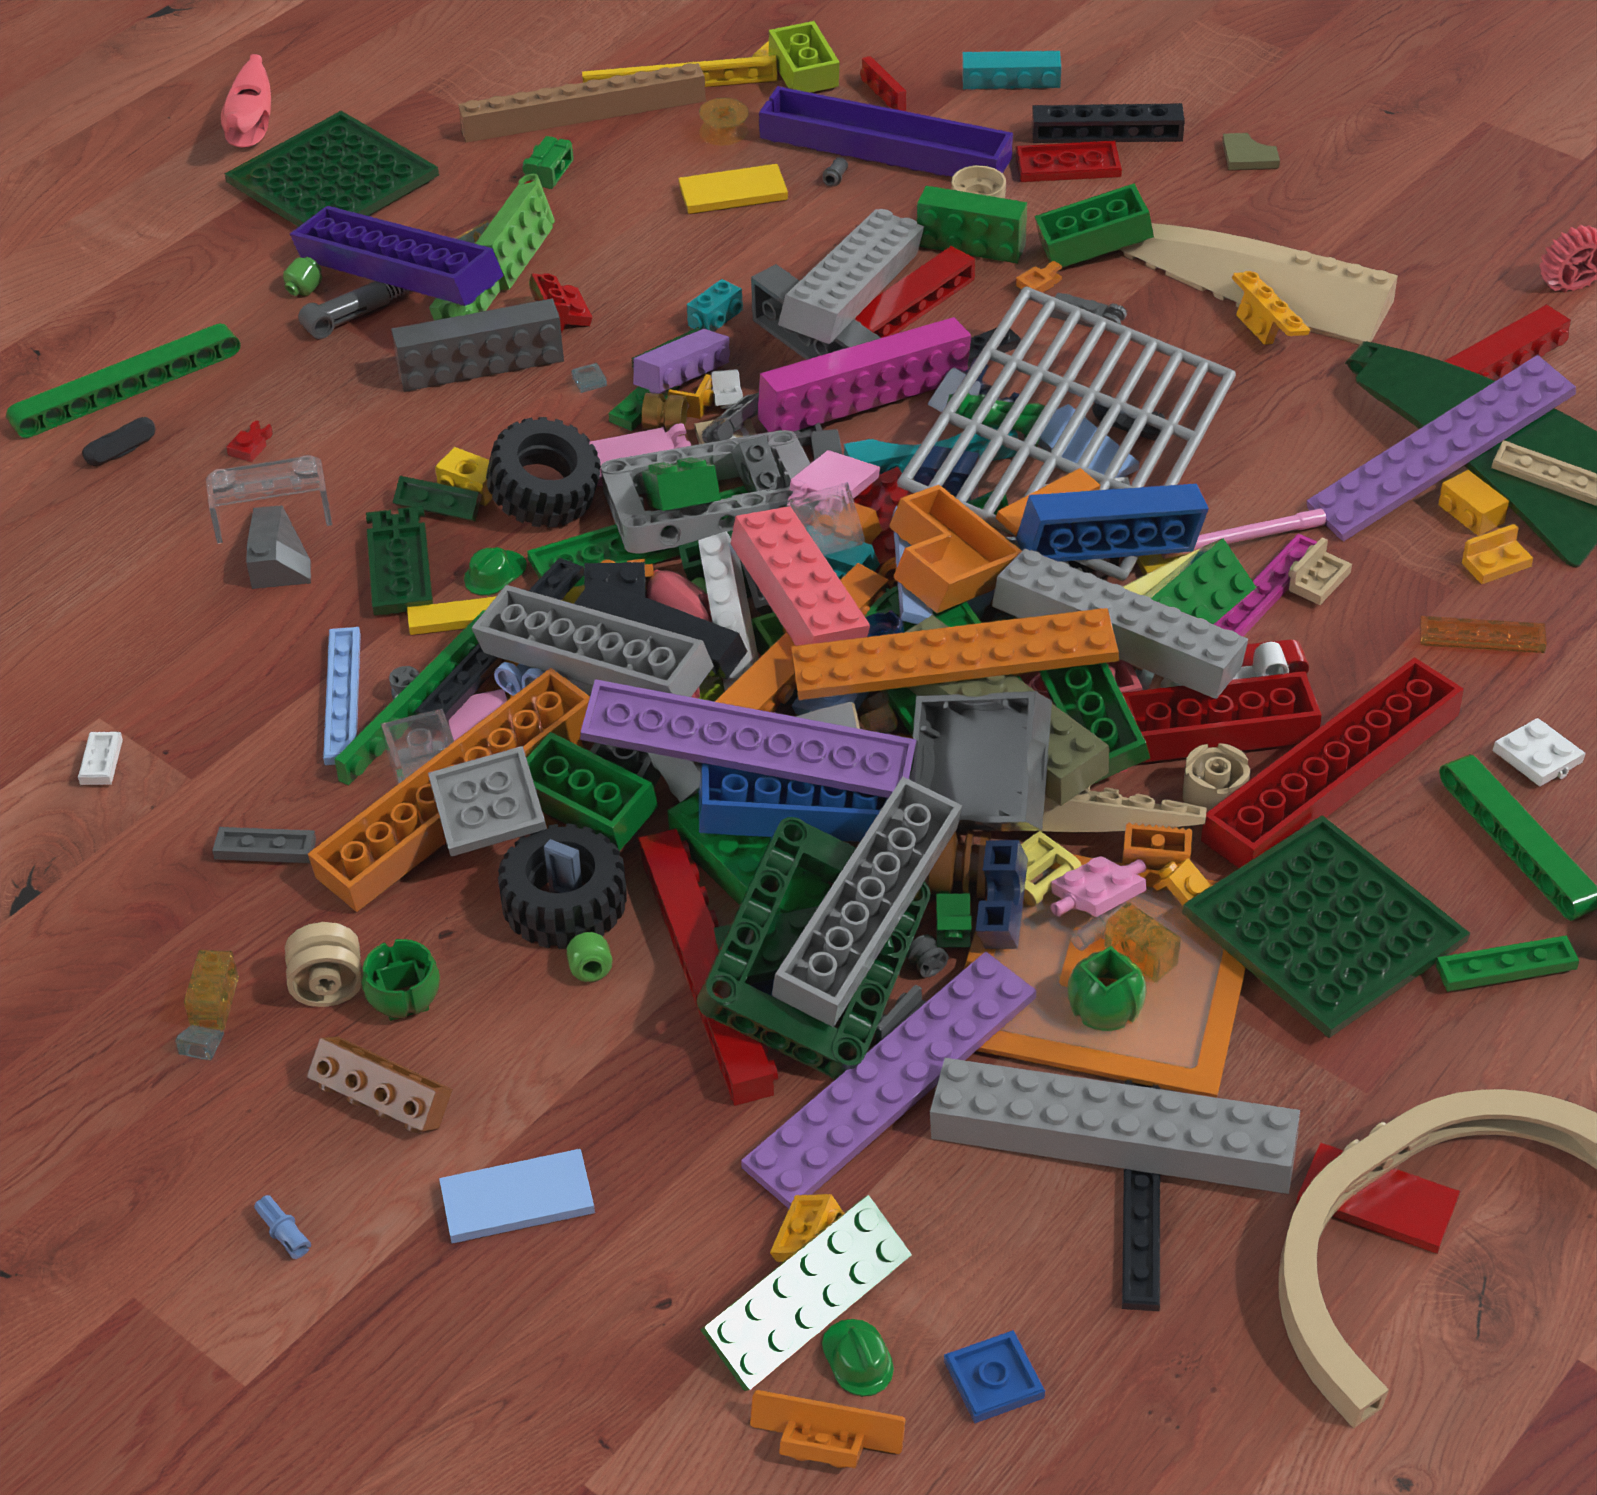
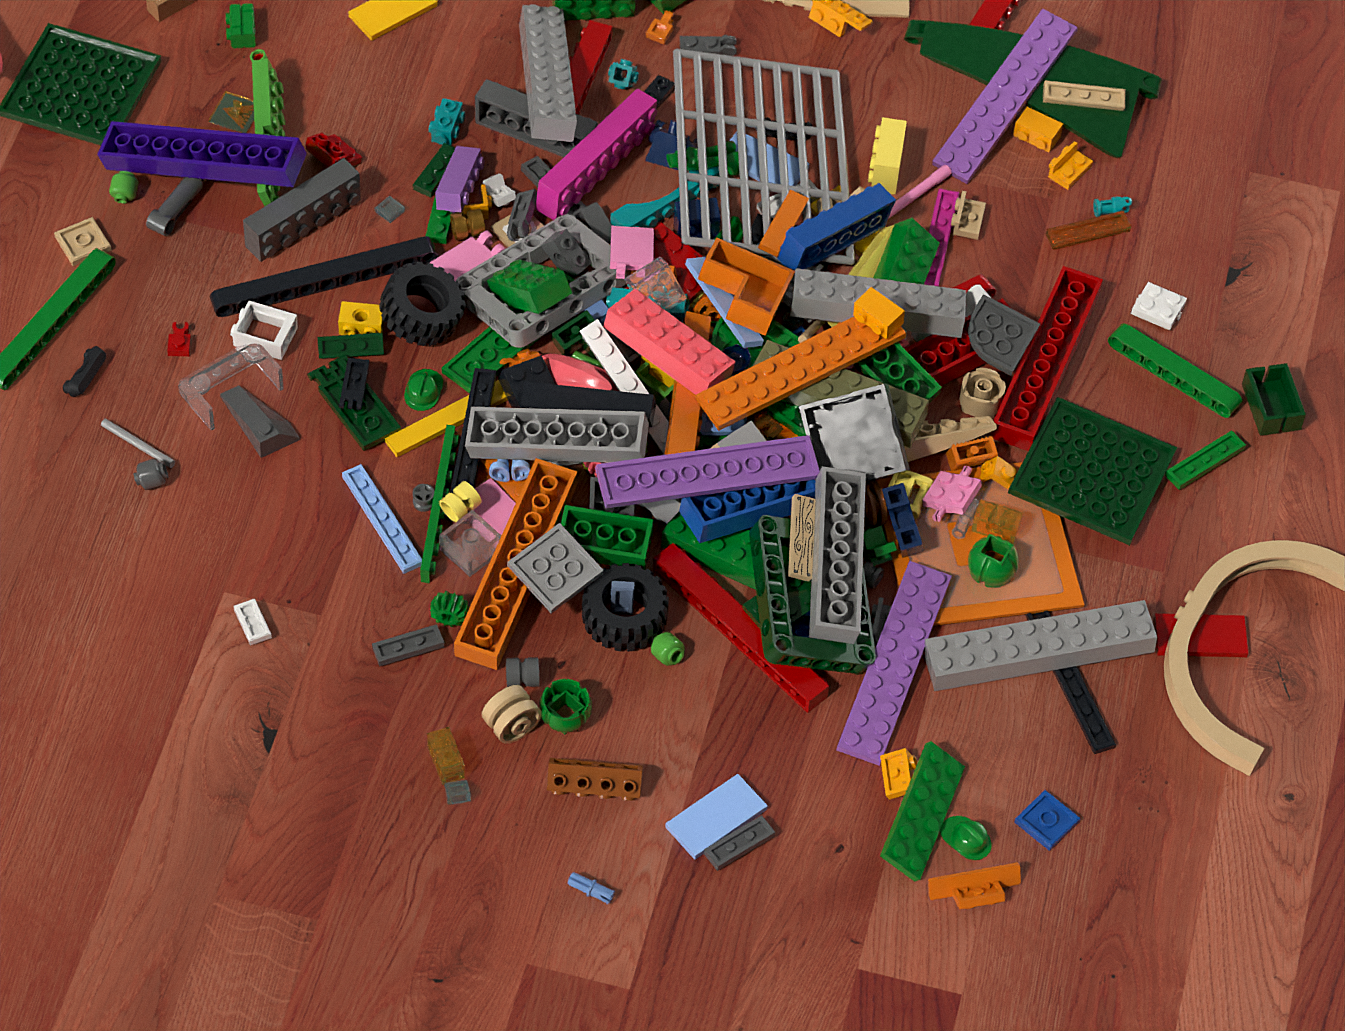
camera: 30 degrees left, 10 degrees up
(107, 564) = (151, 474): none -> dark grey head
(123, 531) = (137, 443): none -> light grey bar
(231, 312) = (81, 239): none -> tan tile
(335, 810) = (449, 608): none -> green gear
(373, 464) = (269, 315): none -> white window
(377, 921) = (522, 672): none -> dark grey wheel
(405, 535) = (354, 383): none -> black hinge
(422, 698) = (461, 501): none -> light yellow wheel
(443, 419) = (322, 276): none -> black beam
(522, 1241) = (739, 843): none -> dark grey plate
(831, 862) = (801, 537): none -> tan tile
(958, 306) = (616, 77): none -> teal brick
(1087, 613) = (878, 313): none -> light orange brick
(1244, 475) = (888, 154): none -> light yellow brick
(1274, 709) = (1000, 334): none -> dark grey plate
(1534, 614) = (1110, 206): none -> teal piece

